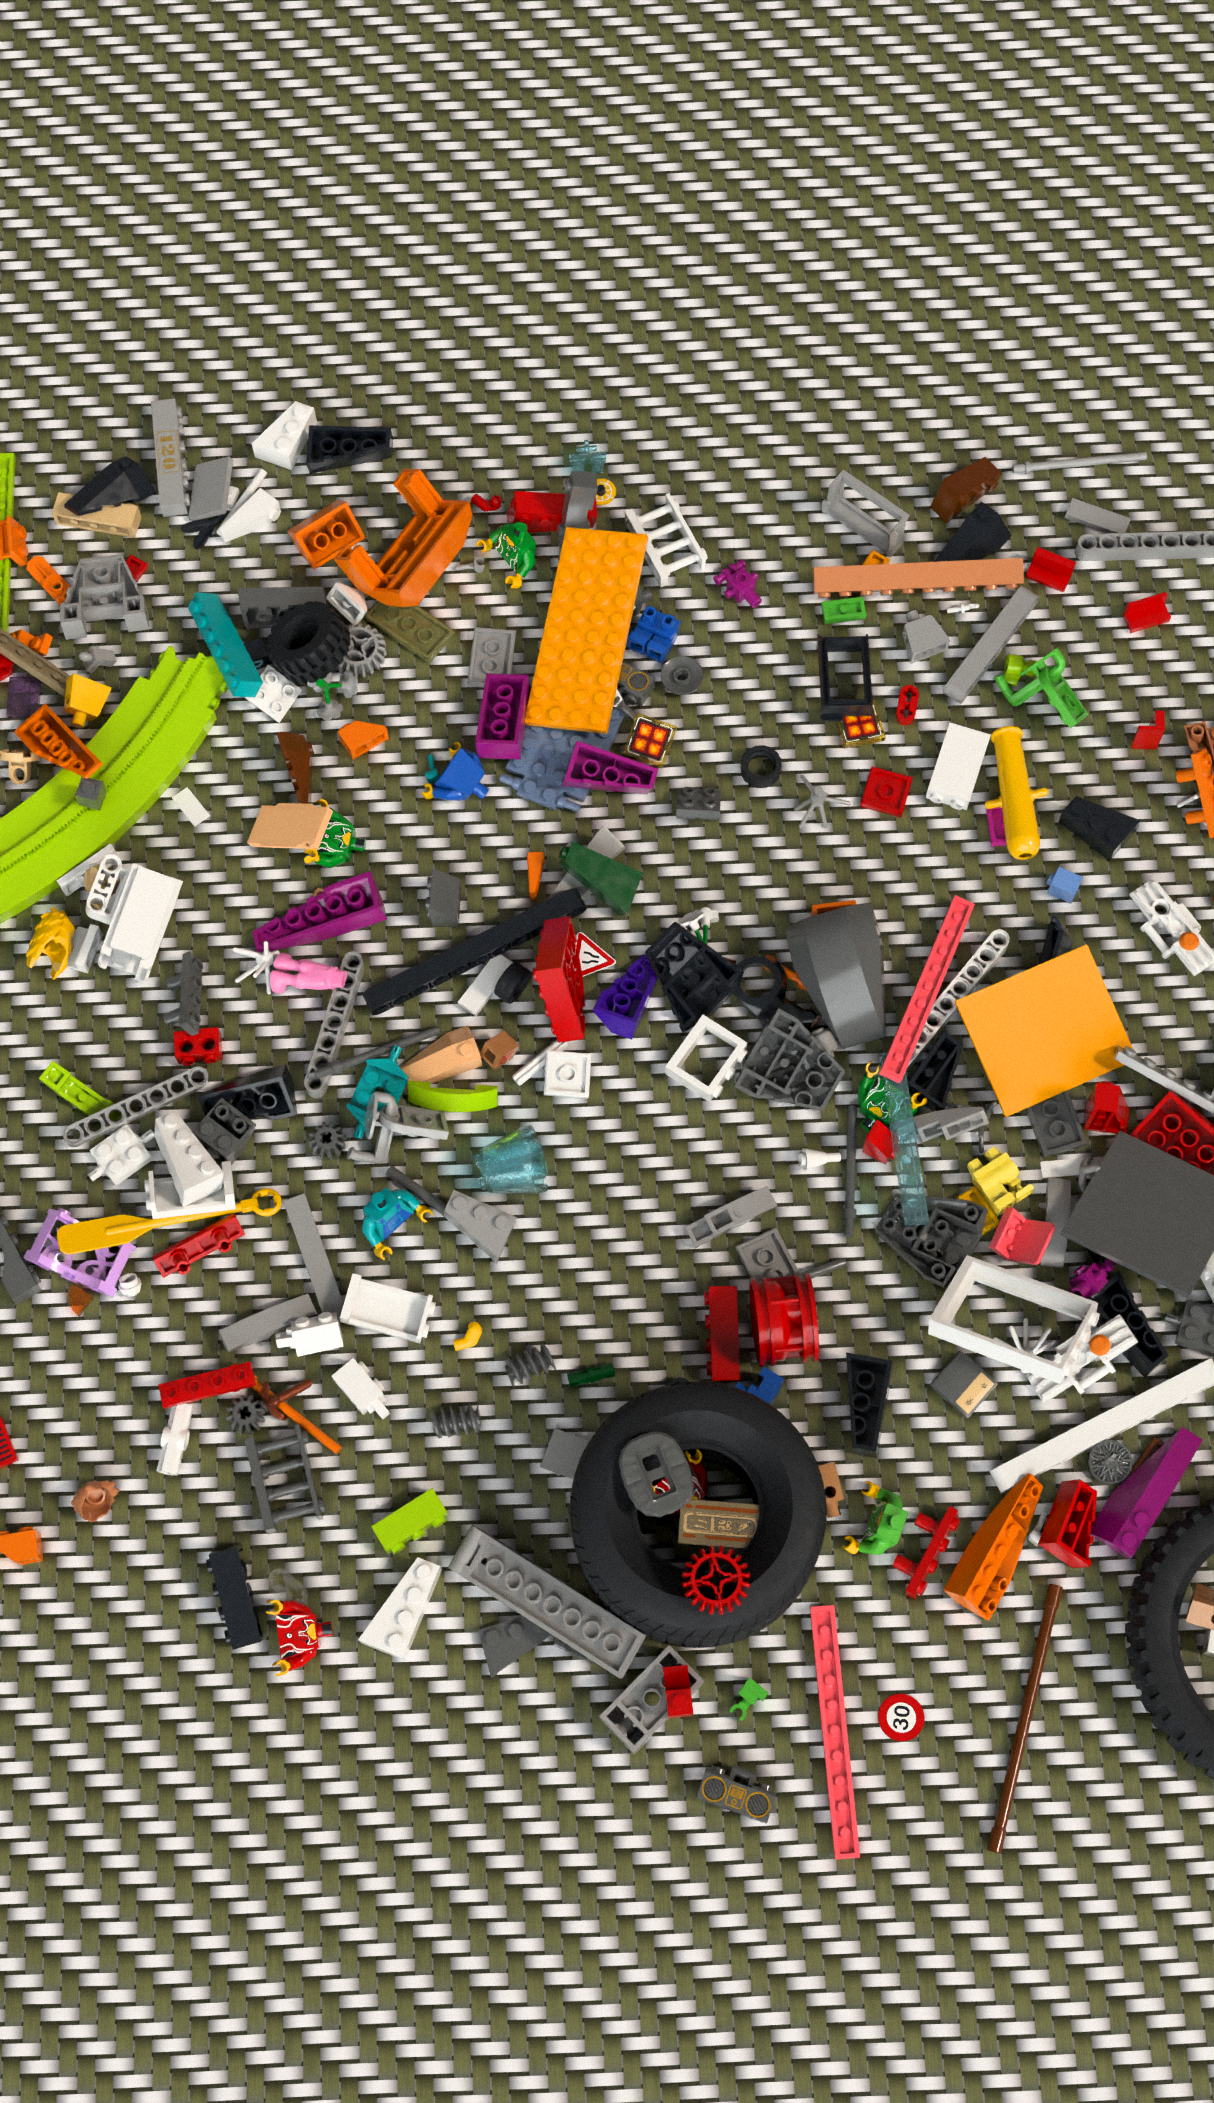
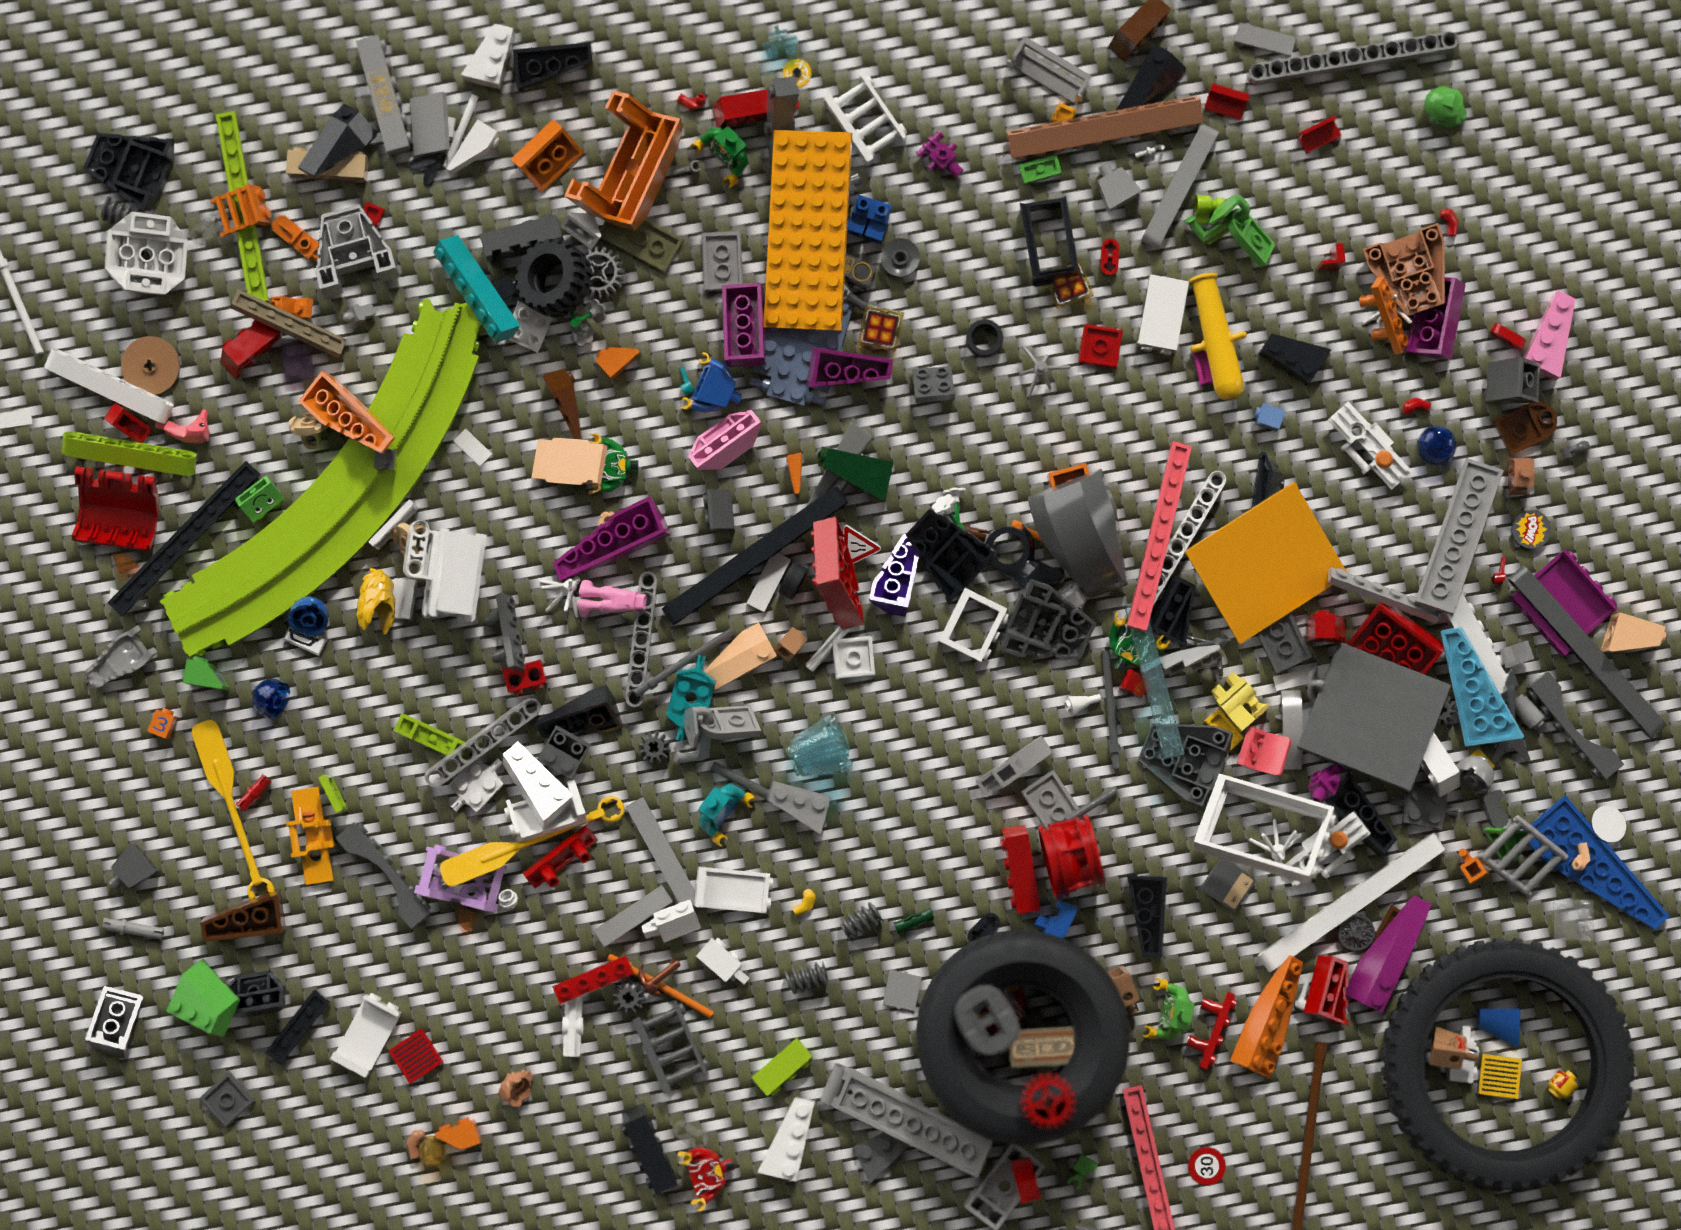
camera: 10 degrees left, 15 degrees up
(84, 699) = (356, 359): yellow torso -> none
(452, 1100) = (756, 696): lime slope -> none
(465, 832) = (725, 441): none -> bright pink wedge

